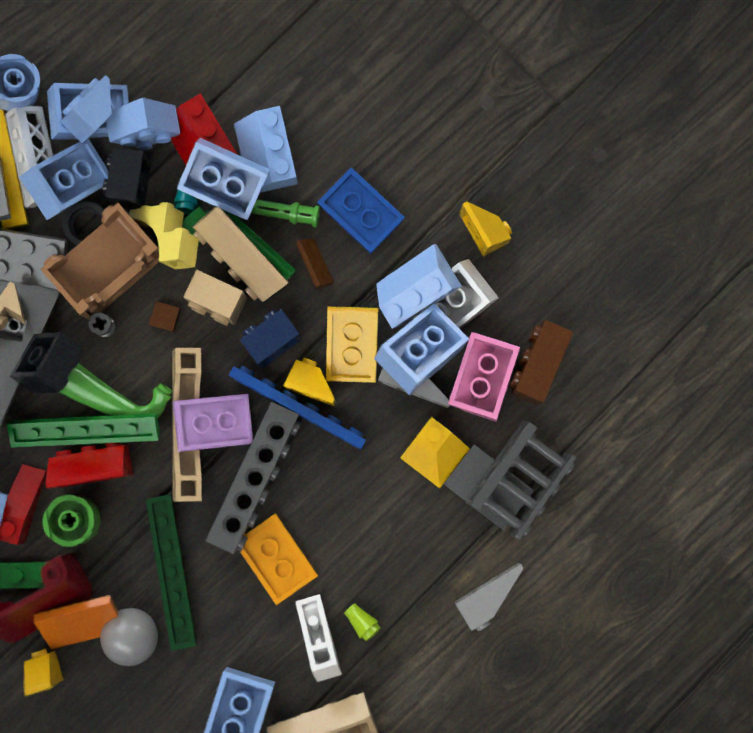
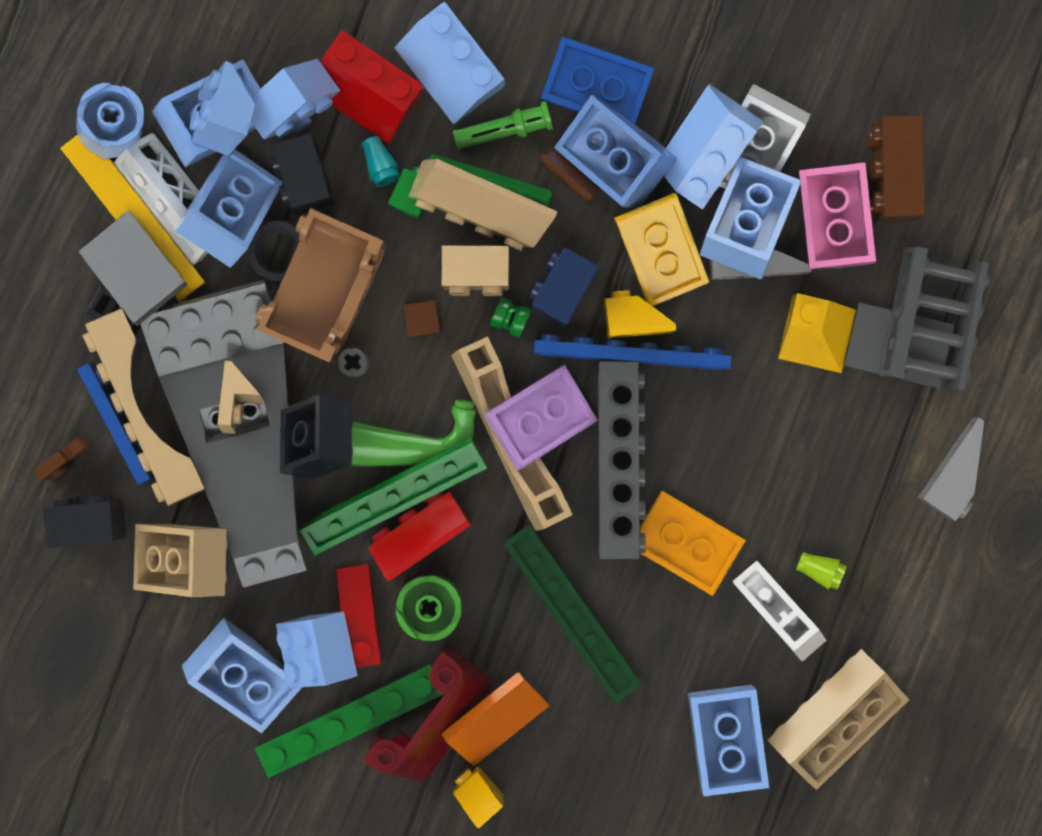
camera: 25 degrees left, 5 degrees up
(129, 637) = (559, 711): light grey piece -> none
(176, 244) = (403, 226): light yellow arch -> none
(223, 178) = (421, 121): light blue brick -> none
(225, 343) = (504, 313): none -> green wheel
(350, 263) = (615, 153): none -> medium blue slope
(485, 228) = (757, 37): yellow slope -> none

